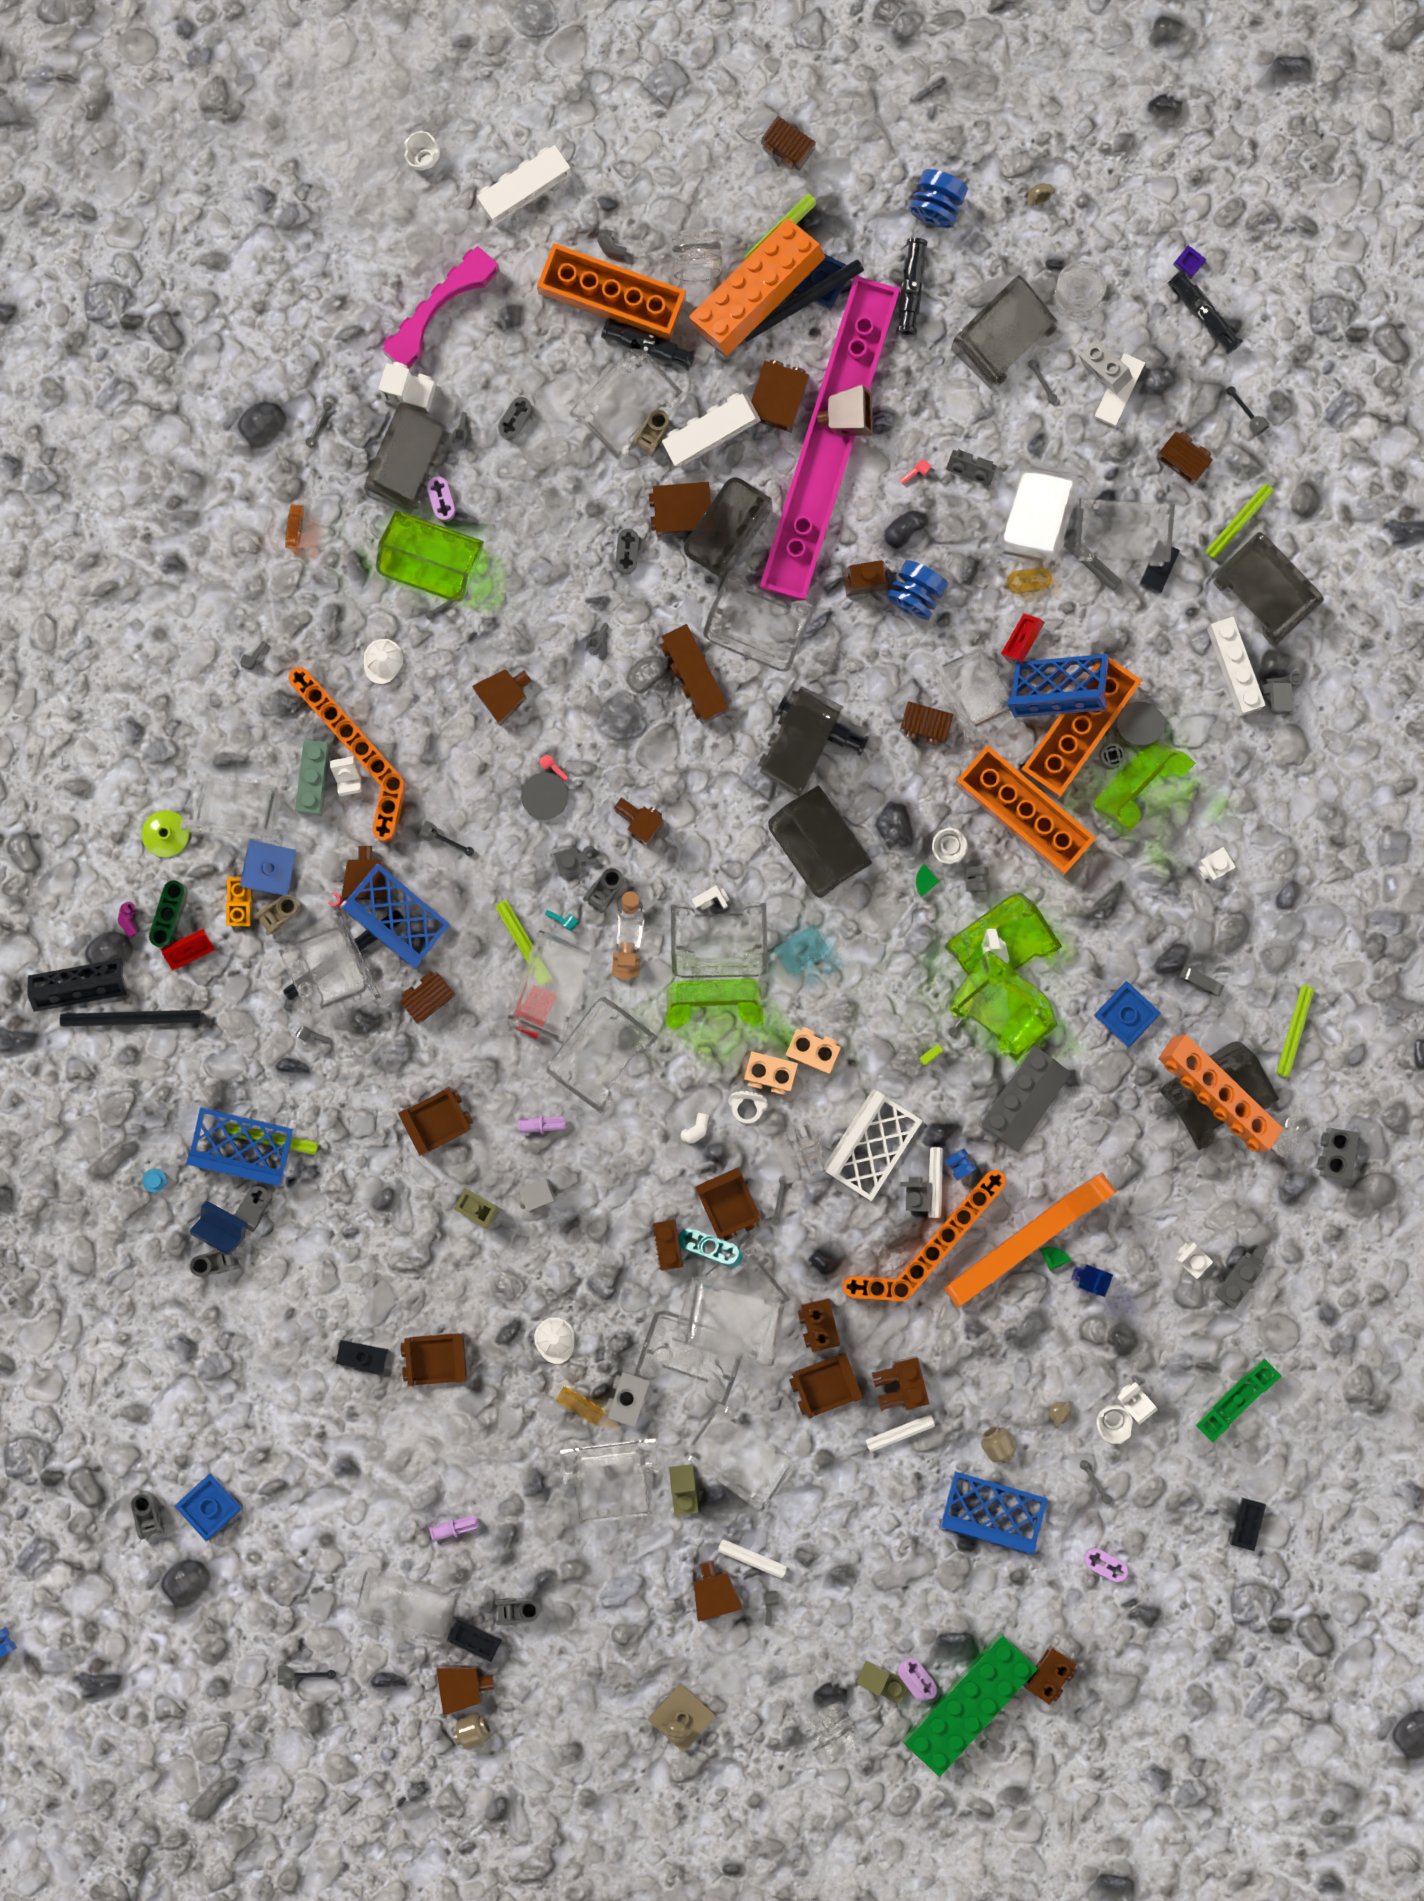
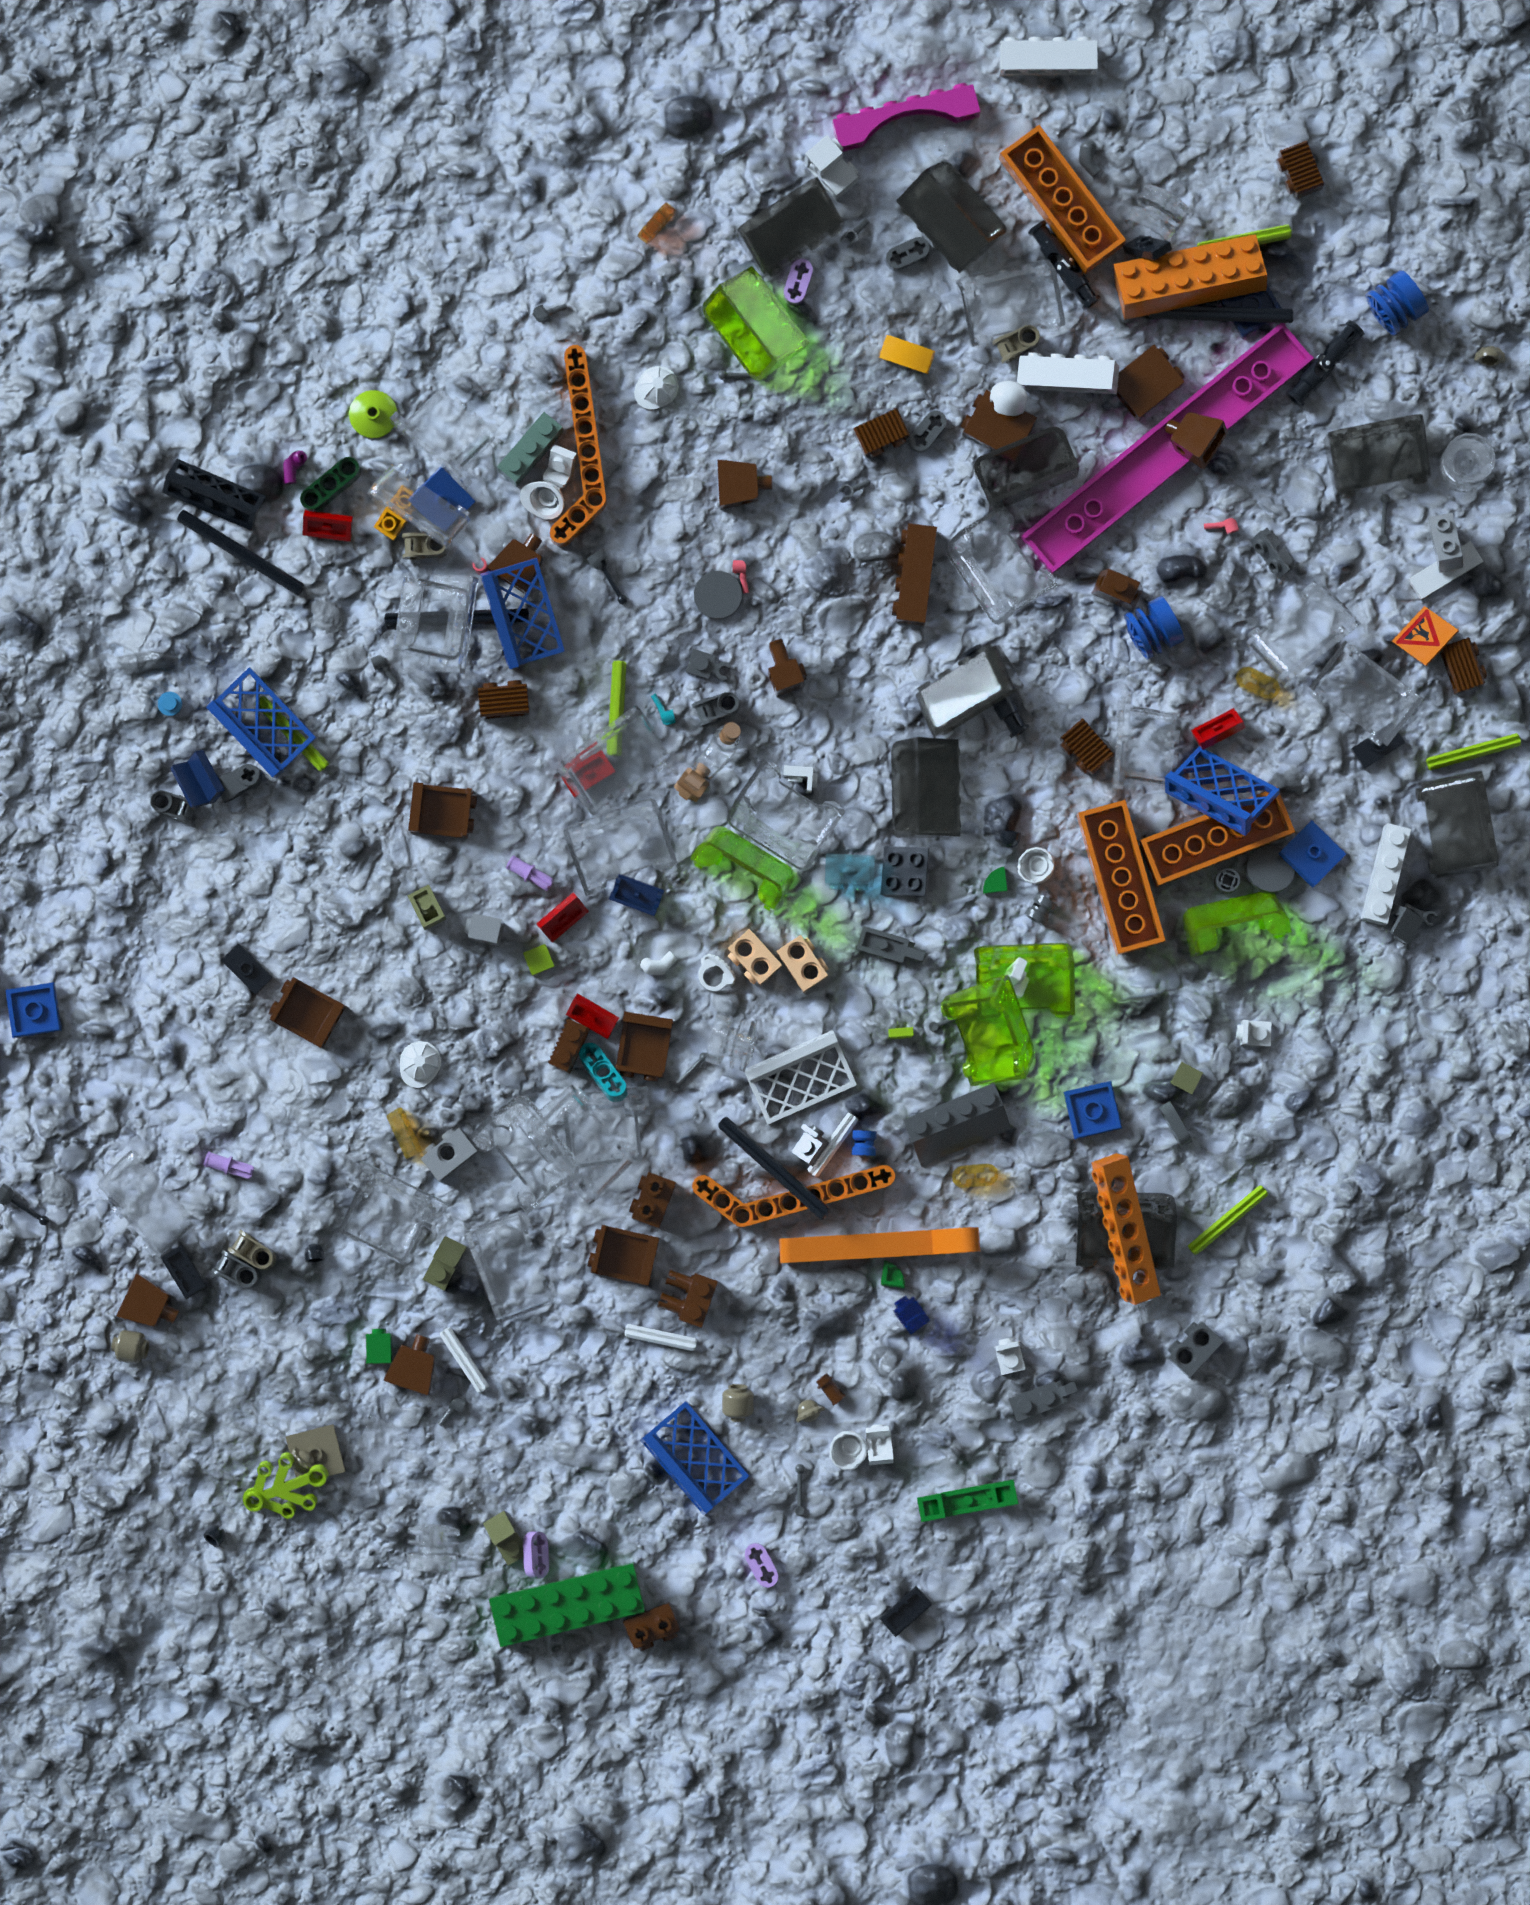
camera: 30 degrees right, 0 degrees up
(255, 884) = (421, 507): none -> clear windscreen
(350, 812) = (542, 499): none -> white piece
(515, 1585) = (249, 1248): none -> dark tan piece
(530, 363) = (951, 215): none -> clear smoke windscreen
(569, 499) = (907, 354): none -> light orange slope
(571, 1553) = (314, 1253): none -> black hinge
(590, 577) = (881, 433): none -> reddish brown brick
(592, 1142) = (562, 917): none -> red plate
(595, 1190) = (538, 959): none -> lime tile
(641, 1084) = (637, 894): none -> dark blue hinge
(644, 1841) = (214, 1535): none -> black hinge
(670, 1207) = (592, 1016): none -> red plate
(675, 1765) = (283, 1489): none -> lime plant
(676, 480) = (1009, 398): none -> white hair
(676, 1595) = (379, 1347): none -> green brick
(707, 285) = (1147, 247): none -> black plate
(846, 920) = (905, 871): none -> black hinge
(873, 990) = (888, 946): none -> dark grey hinge
(901, 1233) = (774, 1168): none -> black axle
(913, 838) = (1010, 838): none -> black hinge
(1065, 1383) = (830, 1388): none -> reddish brown pin
(1071, 1135) = (973, 1169): none -> clear yellow beam
(1096, 567) = (1323, 711): dark grey axle -> none
(1139, 453) = (1425, 636): none -> orange piece
(1165, 689) = (1312, 853): none -> blue plate
(1185, 938) = (1186, 1078): none -> olive tile

